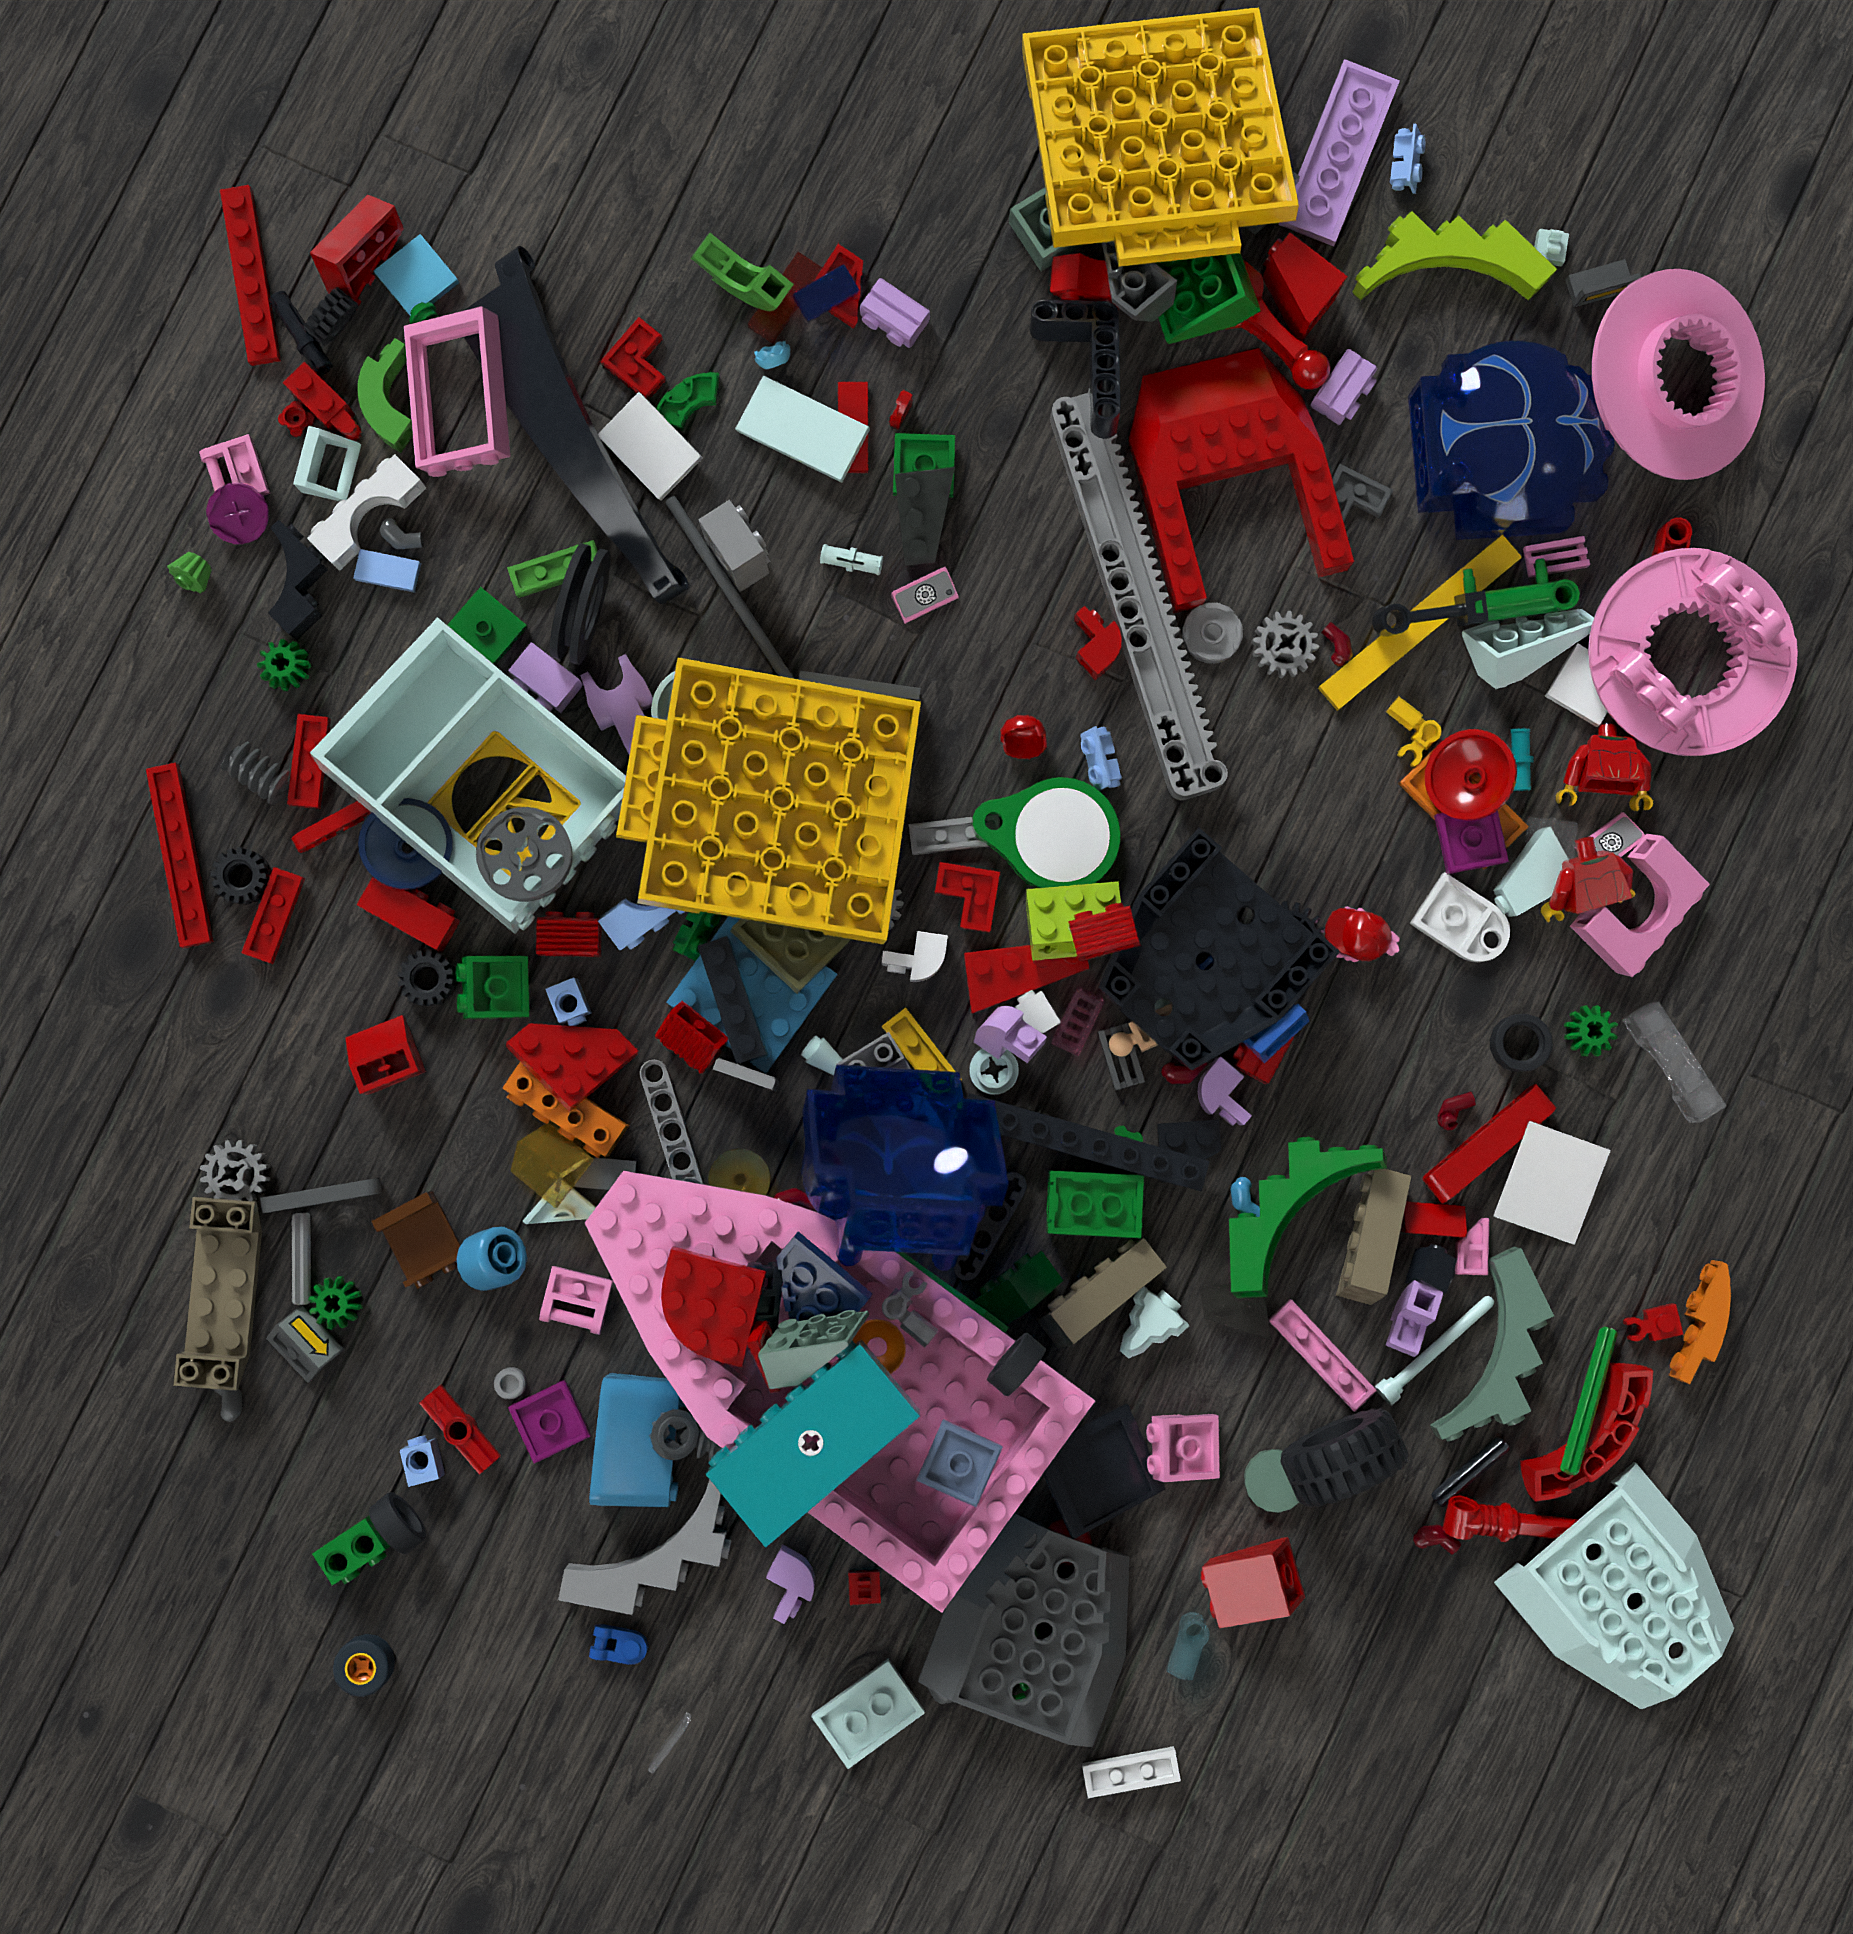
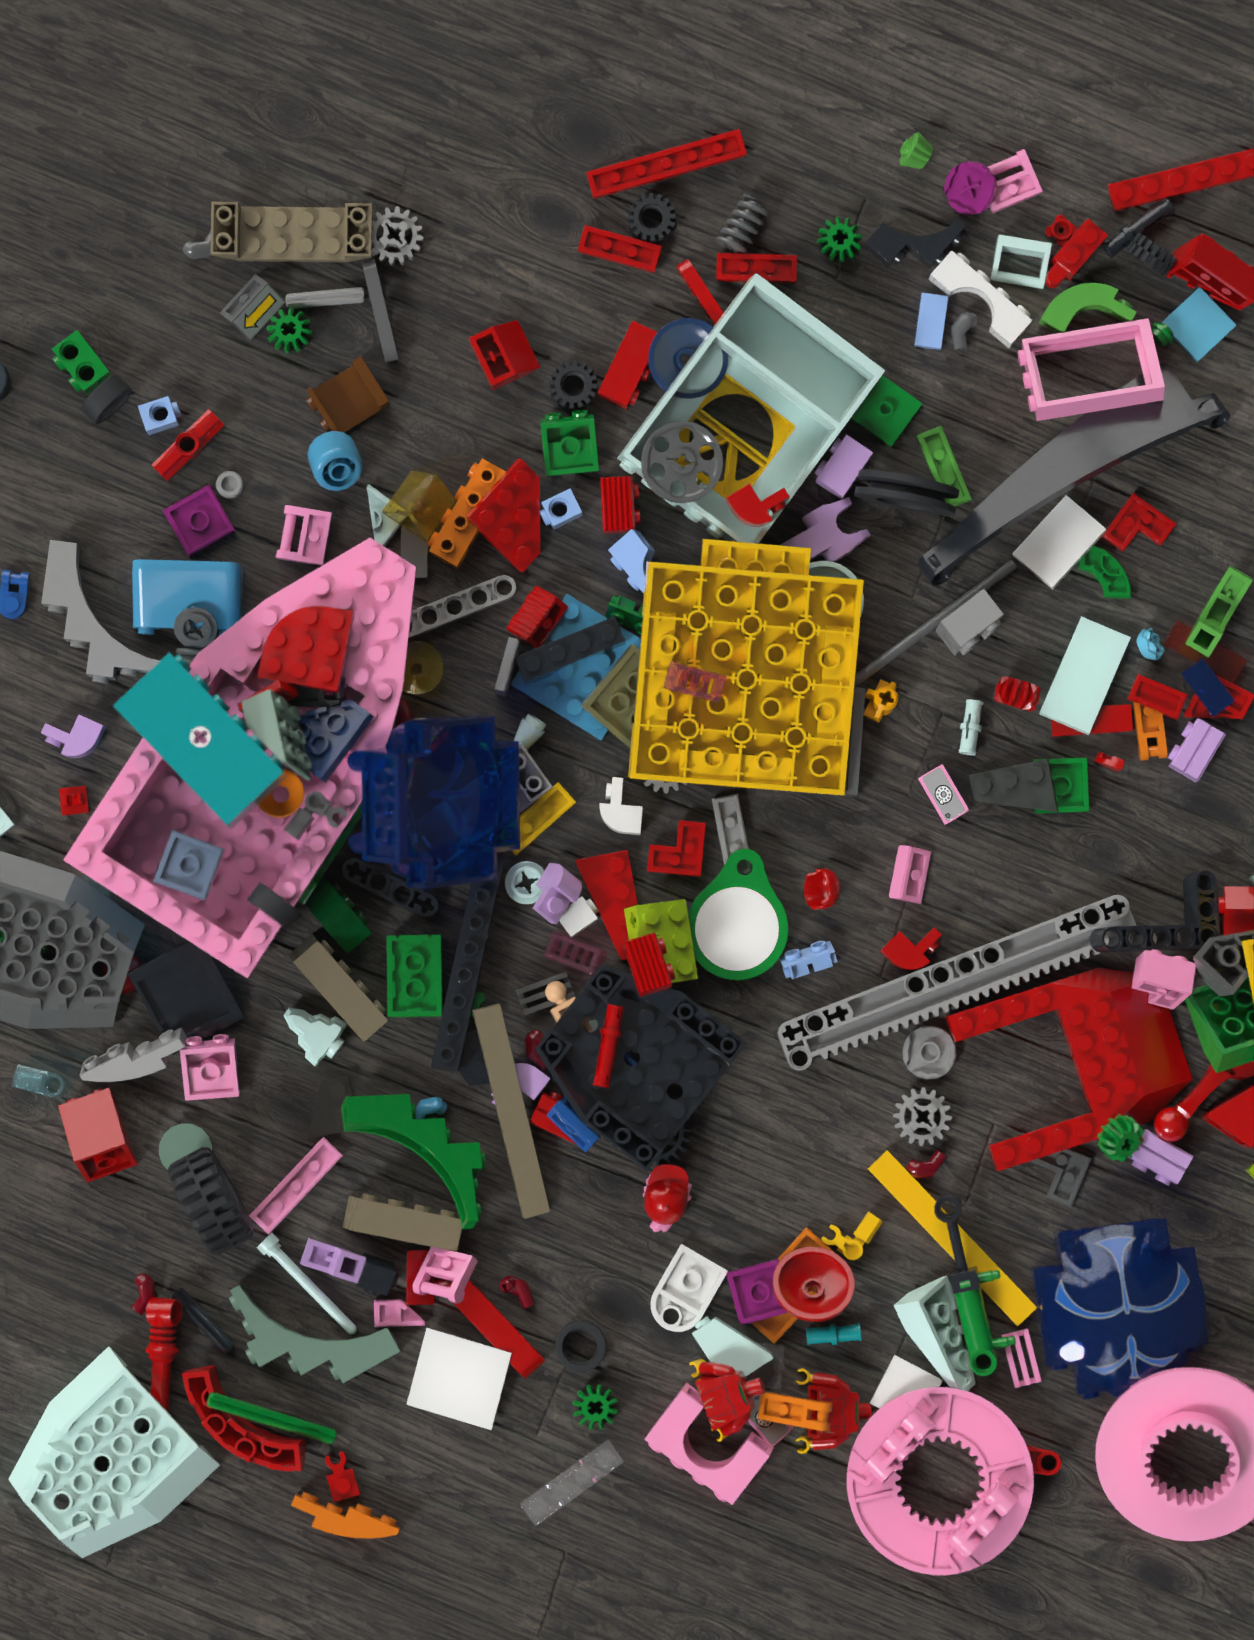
camera: 90 degrees right, 0 degrees up
(587, 778) = (752, 511): none -> red brick
(774, 875) = (678, 683): none -> clear pink slope
(814, 655) = (882, 700): none -> light orange piece
(818, 502) = (1017, 693): none -> red gear
(832, 349) = (1157, 696): none -> red tile
(858, 363) = (1149, 725): none -> orange plate
(1011, 640) = (910, 874): none -> bright pink slope
(1151, 360) = (1164, 978): none -> bright pink brick
(1174, 1544) = (125, 1063): none -> light grey slope
(1187, 984) = (609, 1042): none -> red pin
(1254, 1103) = (511, 1110): none -> dark tan tile
(1325, 423) = (1120, 1137): none -> green gear
(1428, 1186) = (446, 1266): none -> bright pink plate
(1613, 804) = (794, 1411): none -> orange plate

